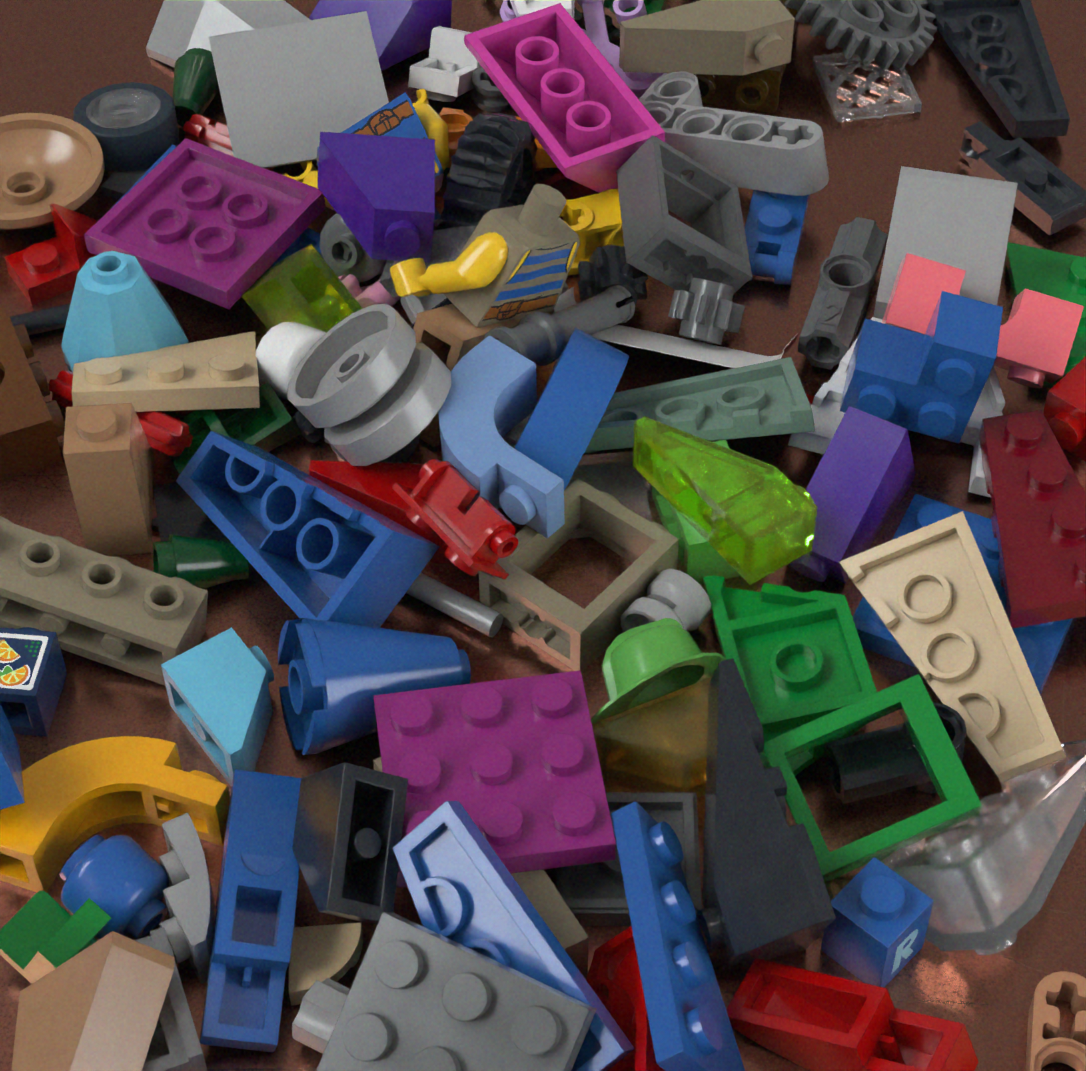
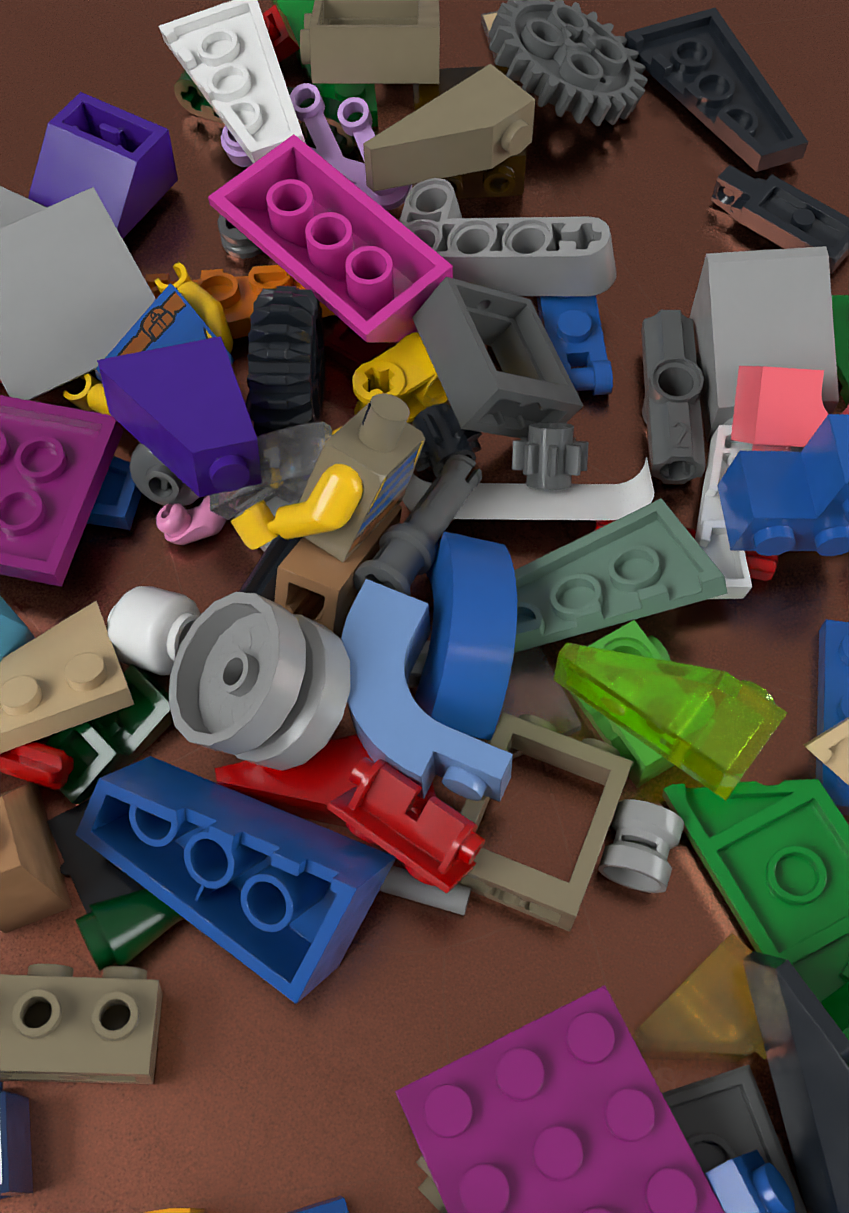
camera: 15 degrees left, 15 degrees up
(223, 699) = (220, 1109): medium azure slope -> none
(301, 291) = (136, 547): clear neon green slope -> none
(343, 665) = (363, 1042): blue cone -> none
(447, 69) = (190, 221): white bracket -> none
(651, 664) = (659, 941): bright green piece -> none
(855, 491) = (782, 642): dark purple slope -> none
(874, 109) = (647, 152): clear window -> none

